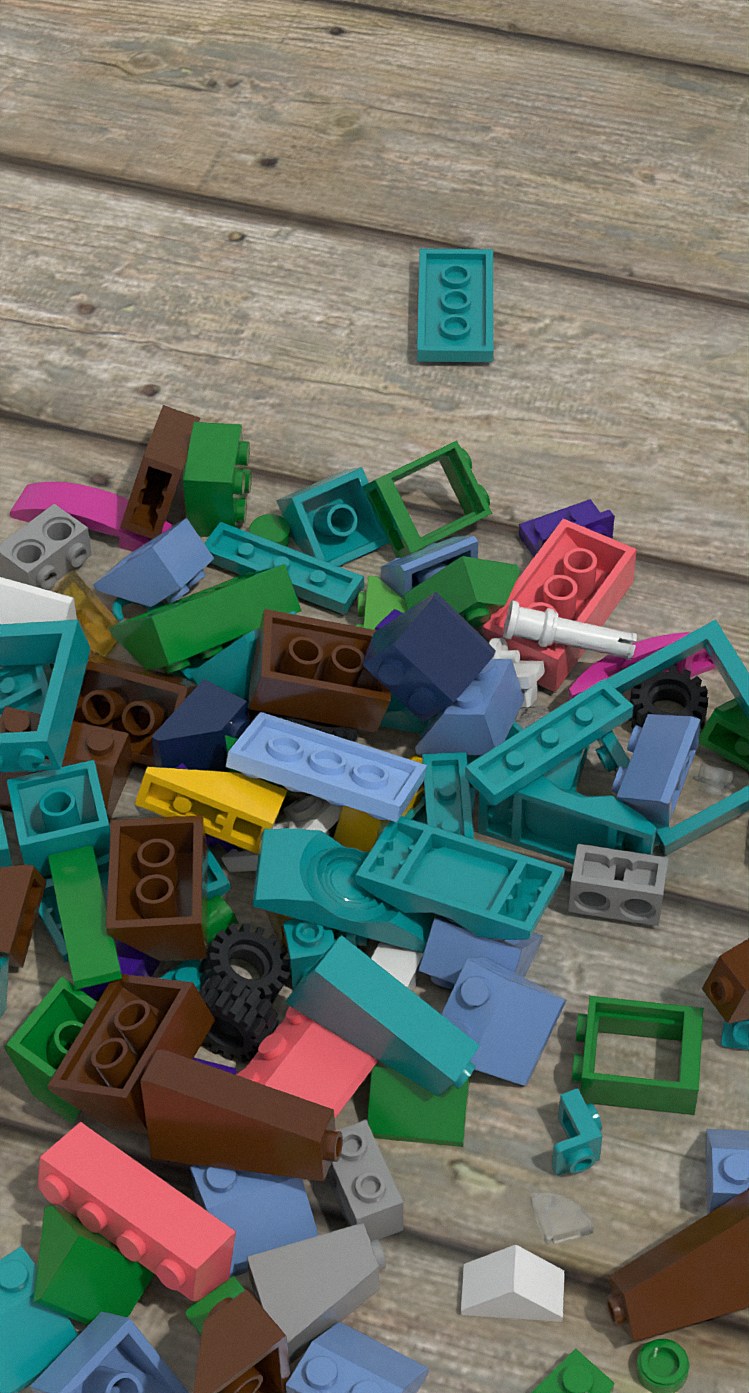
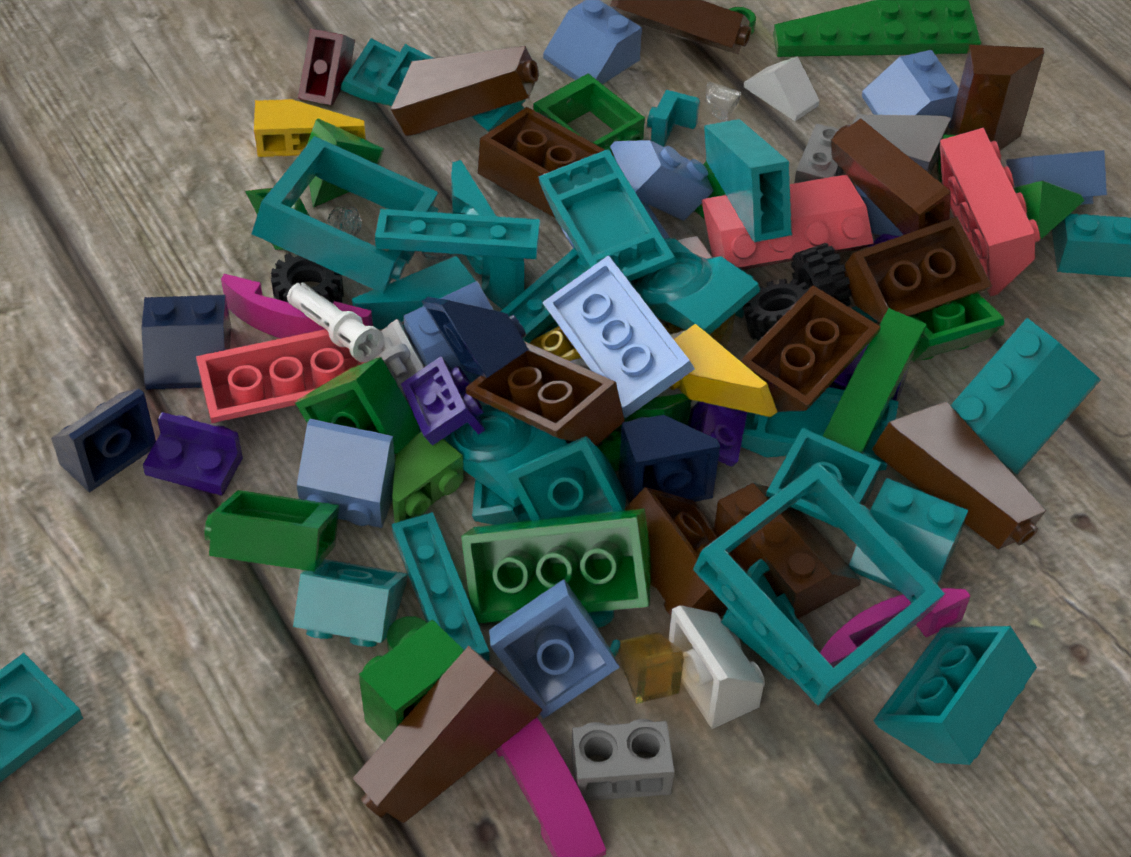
camera: 140 degrees left, 0 degrees up
(617, 949) = (526, 149): none -> reddish brown slope
(618, 884) = (499, 188): light grey brick -> none
(635, 481) = (106, 439): none -> dark blue slope
(658, 765) = (408, 171): medium blue slope -> none
(689, 592) = (178, 331): none -> dark blue slope

